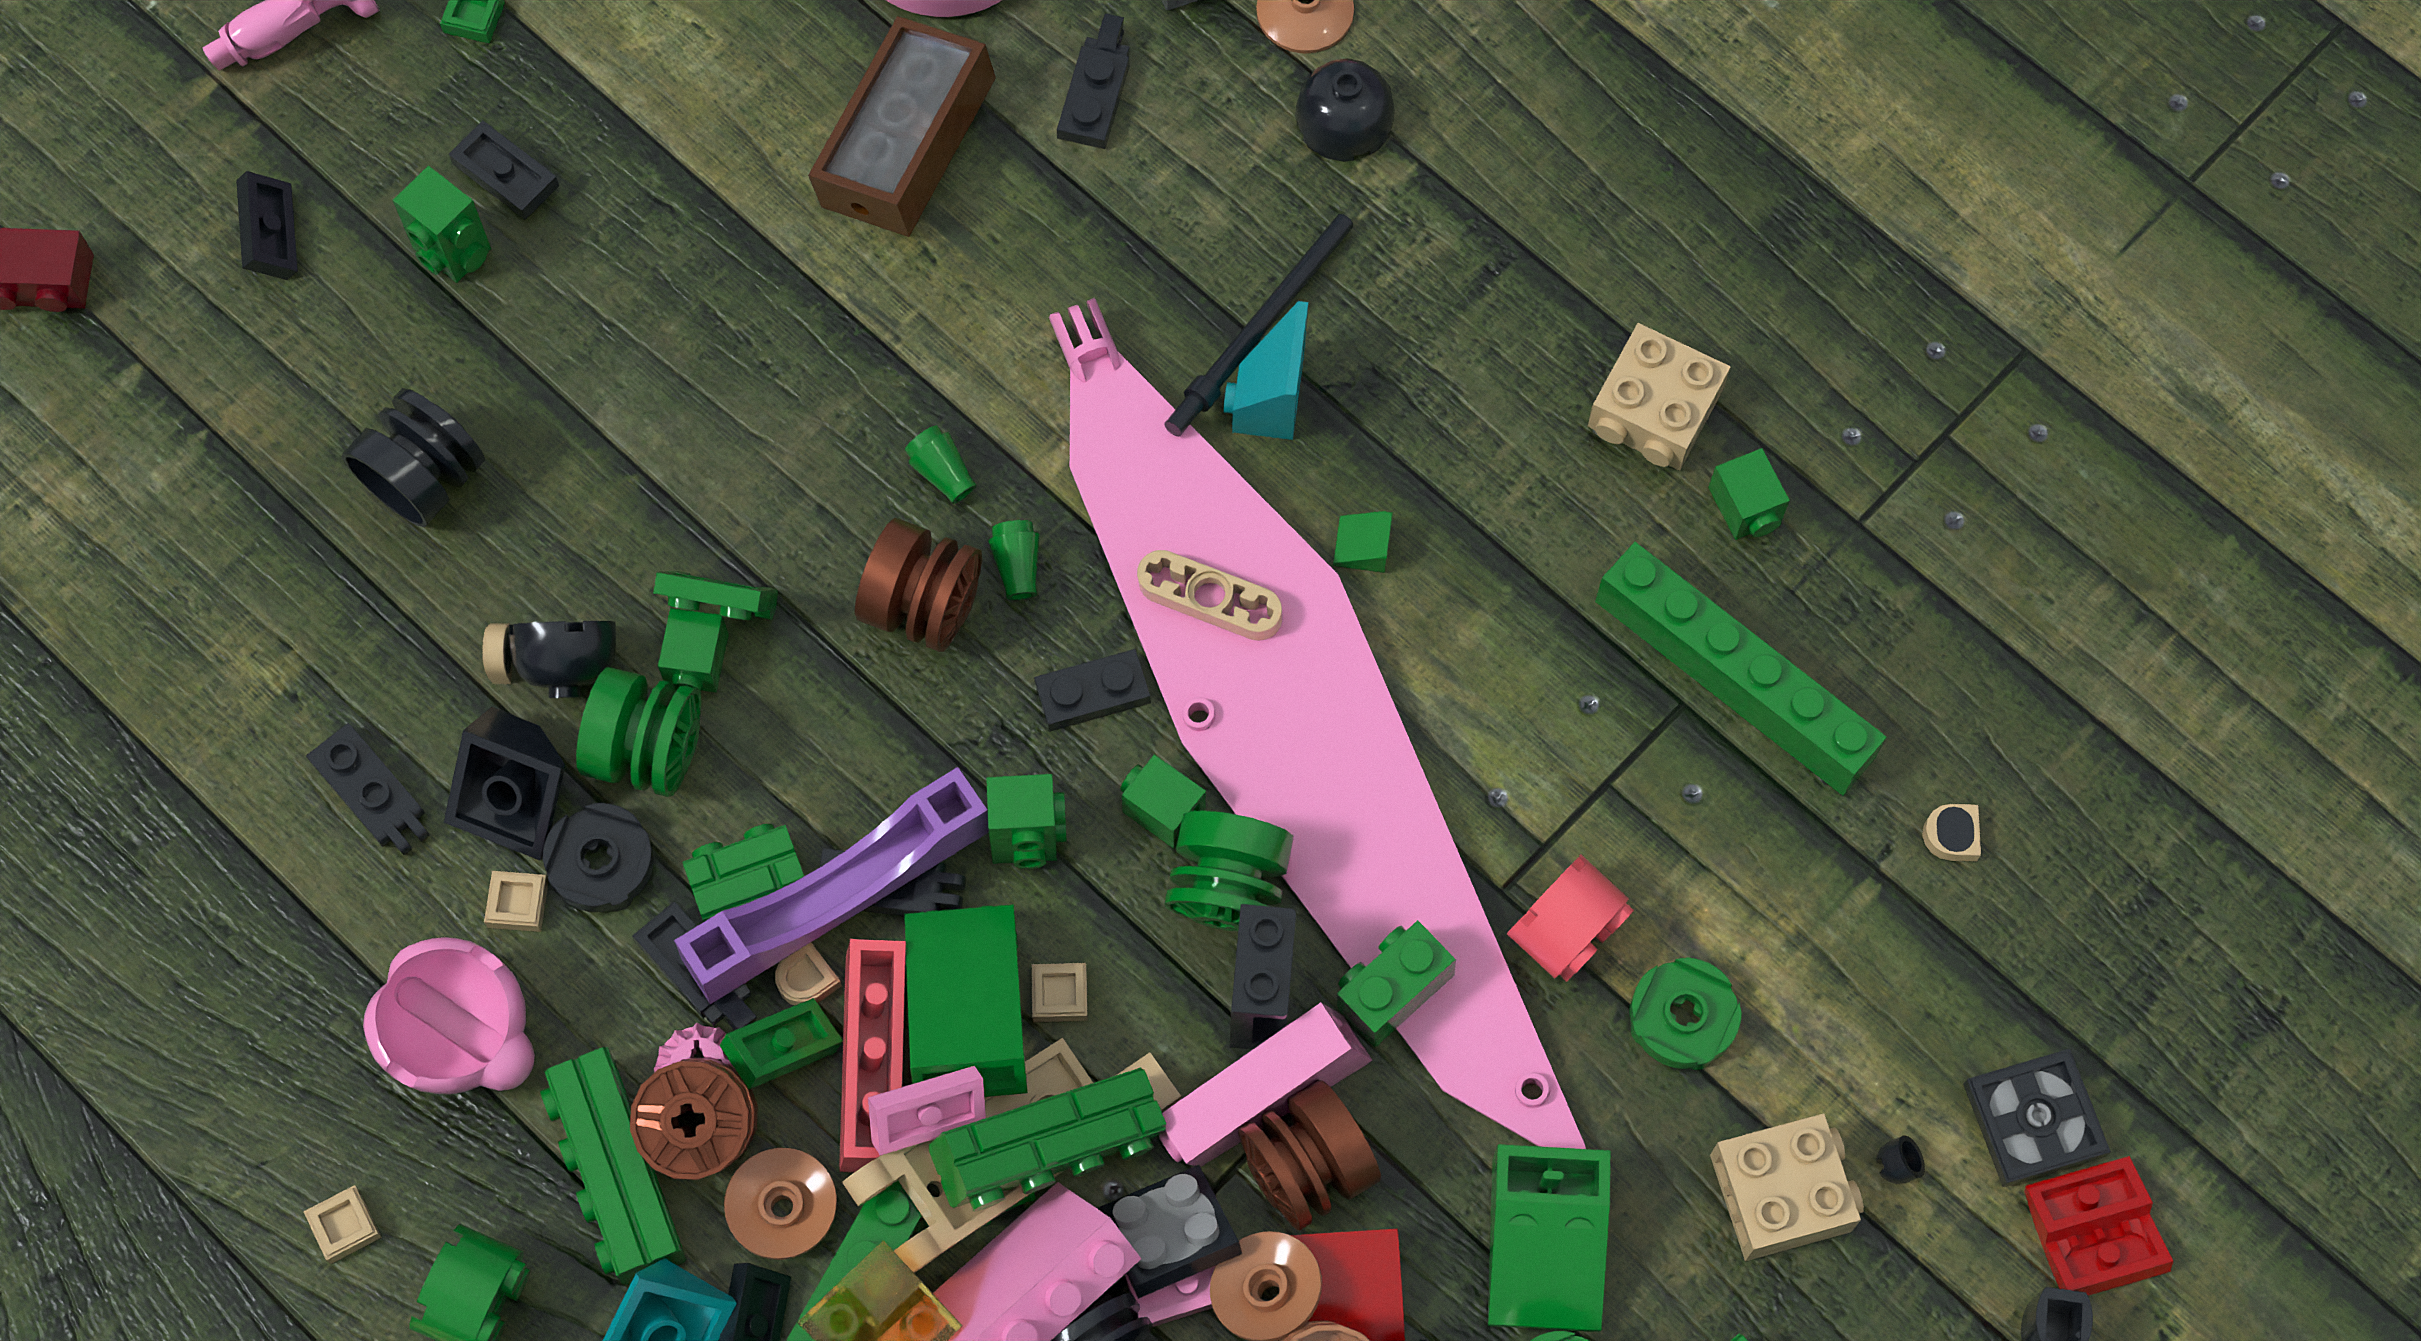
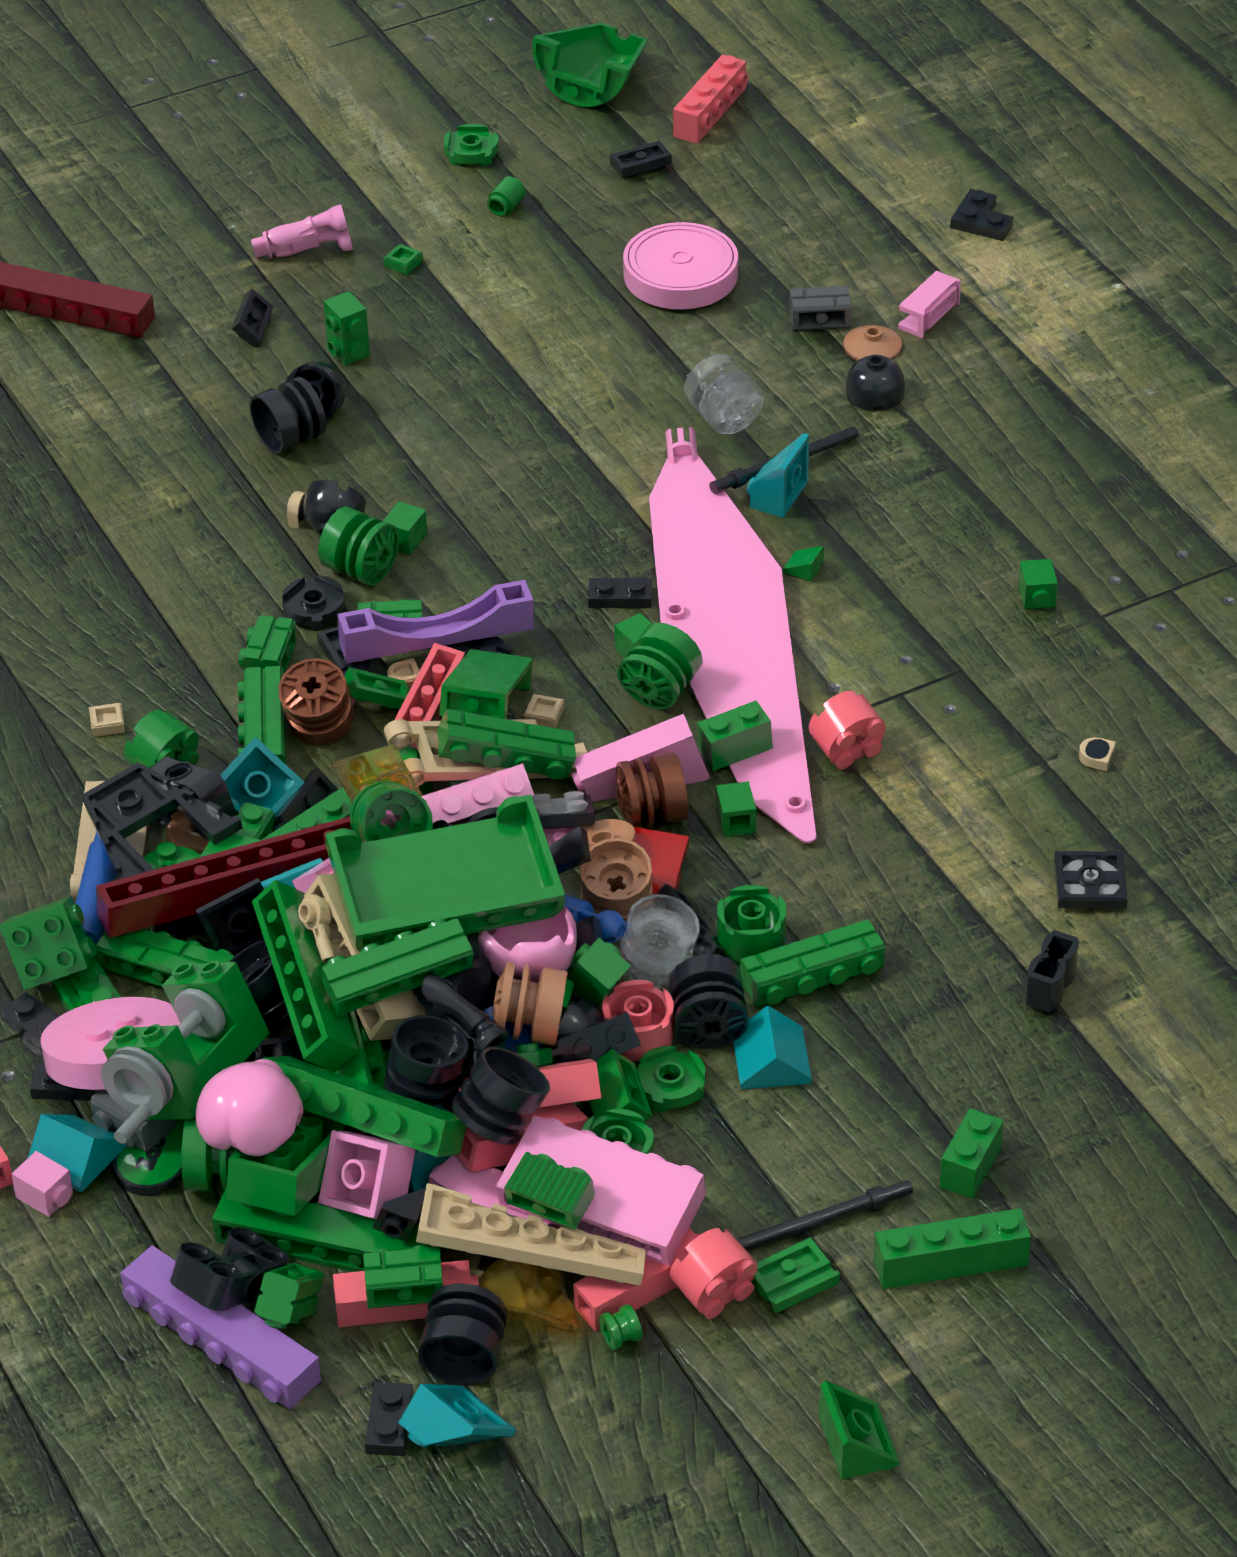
camera: 20 degrees right, 25 degrees down
(368, 788) = (202, 551): black hinge -> none
(444, 370) = (326, 383): none -> black cylinder
(450, 1020) = (202, 634): bright pink piece -> none
(504, 170) = (391, 321): black plate -> none
(506, 783) = (274, 557): black slope -> none
(516, 901) = (259, 606): tan tile -> none
(563, 995) = (269, 643): none -> green brick
(734, 599) = (437, 502): green plate -> none
(774, 1177) = (341, 747): nougat dish -> none
(902, 126) = (618, 340): brick -> none
(907, 580) = (540, 518): copper wheel -> none
(926, 1109) = (431, 702): bright pink plate -> none
(939, 462) = (576, 480): green cone -> none
(1016, 557) = (602, 525): green cone -> none
(1025, 819) = (554, 623): green brick -> none
(1096, 86) = (744, 343): black hinge -> none
(1120, 215) = (723, 394): none -> clear wheel
(1169, 594) = (720, 570): tan beam -> none
(1261, 974) = (651, 696): black panel -> none
(1444, 1131) = (736, 809): none -> green brick
(1548, 1237) = (779, 852): green slope -> none
(1658, 397) = (1001, 530): tan brick -> none
(1714, 1002) = (895, 805): green plate -> none
(1739, 668) = (998, 653): green brick -> none
(1787, 1186) = (925, 870): tan brick -> none
(1901, 1160) = (999, 880): black hinge -> none
(2098, 1227) = (1108, 936): red slope -> none

